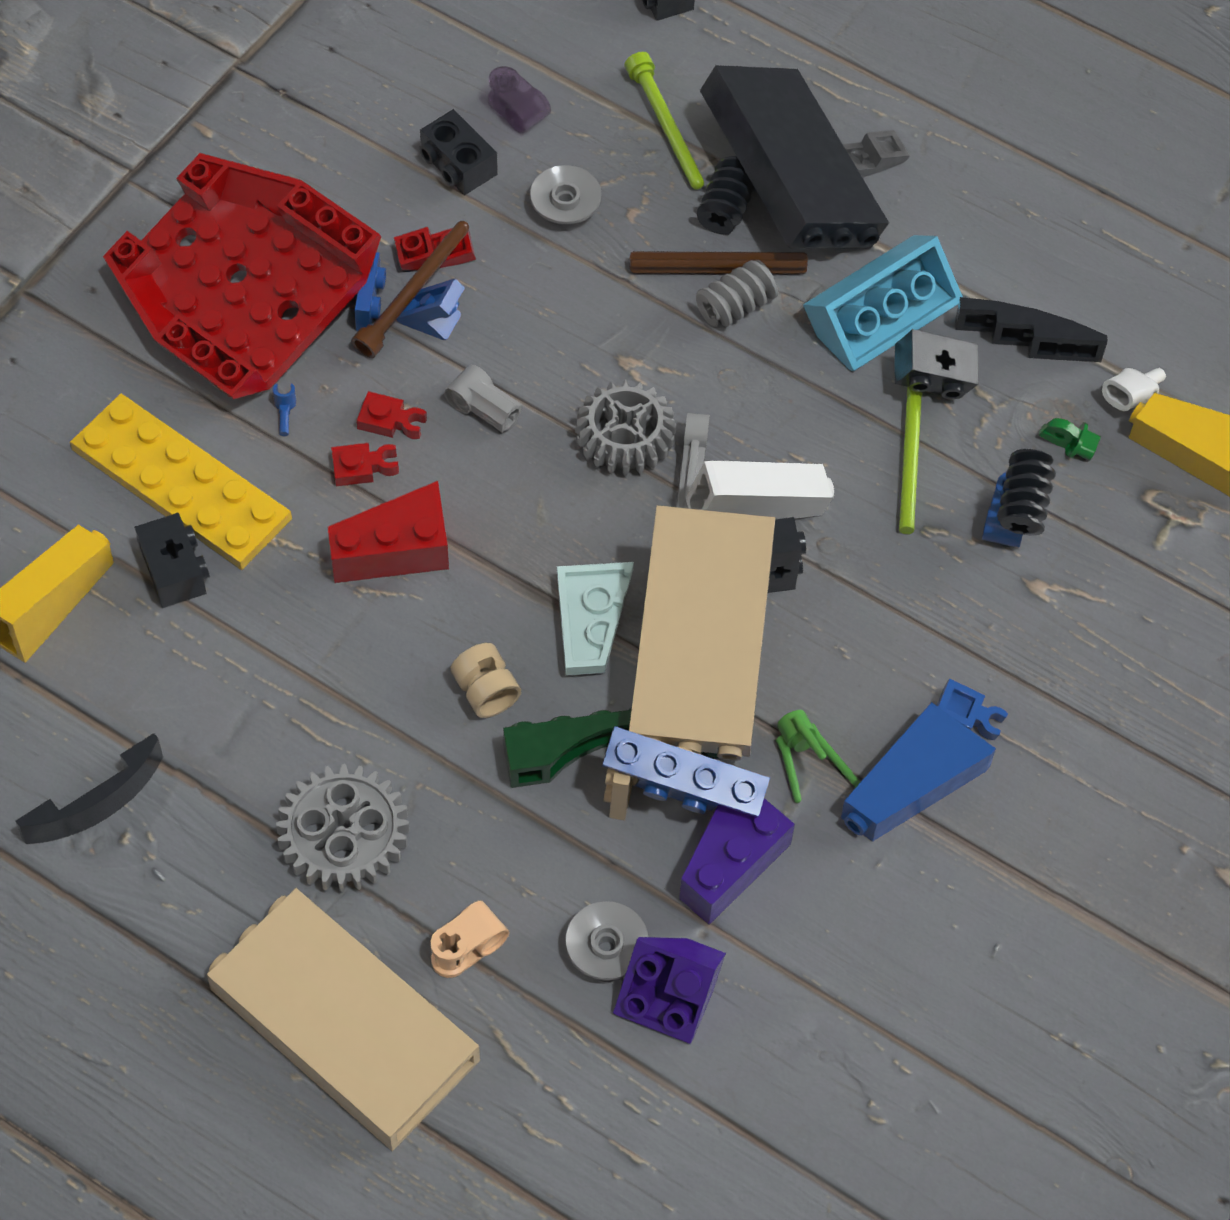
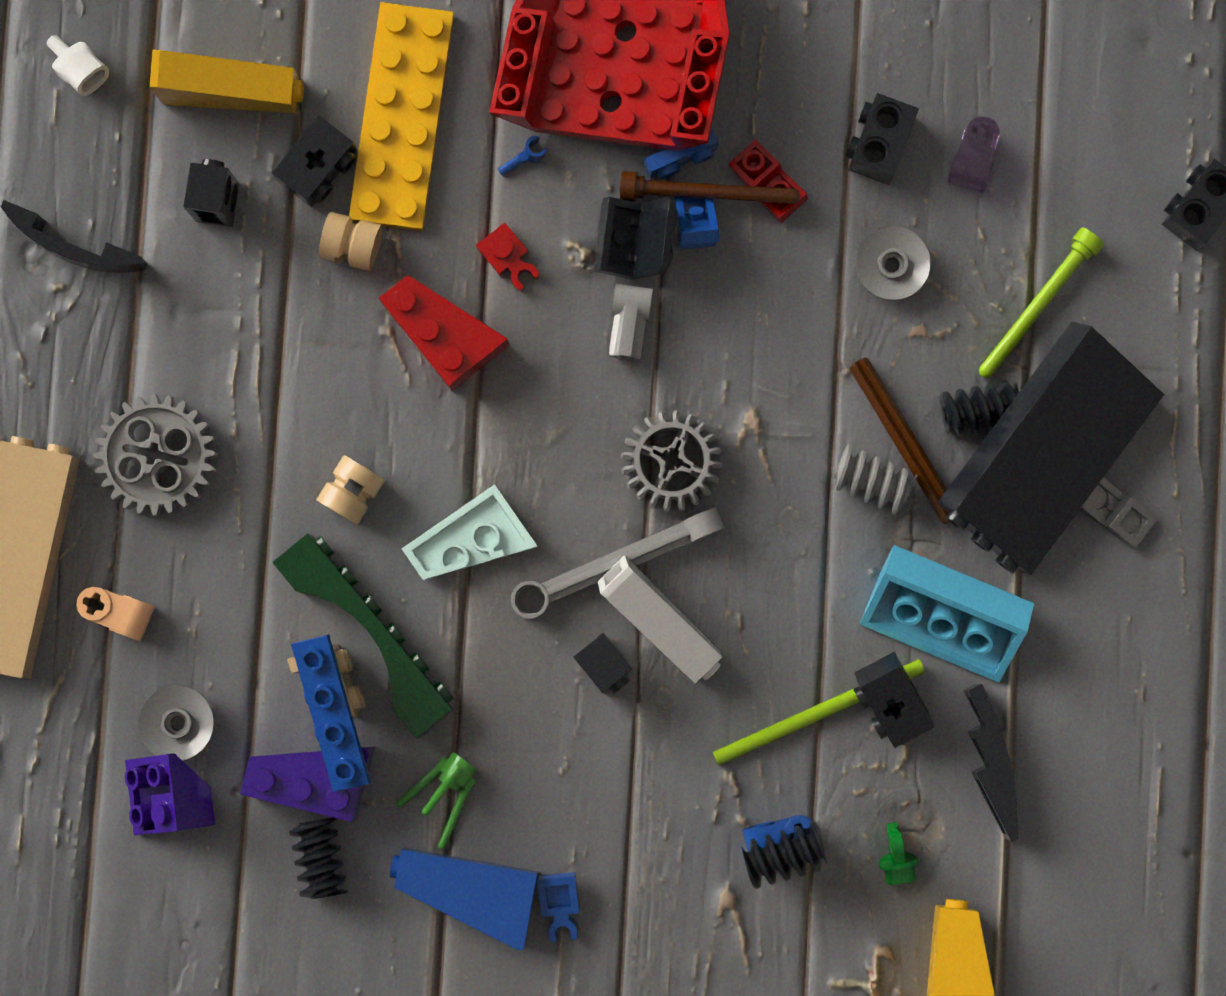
camera: 65 degrees right, 25 degrees up
(141, 645) = (211, 193): none -> black brick
(267, 562) = (350, 241): none -> tan wheel
(385, 414) = (567, 246): red plate -> none
(419, 349) = (635, 237): none -> black bracket
(703, 630) = (472, 653): tan brick -> none
(810, 883) = (318, 859): none -> black piece
(1132, 387) = (983, 886): white piece -> none

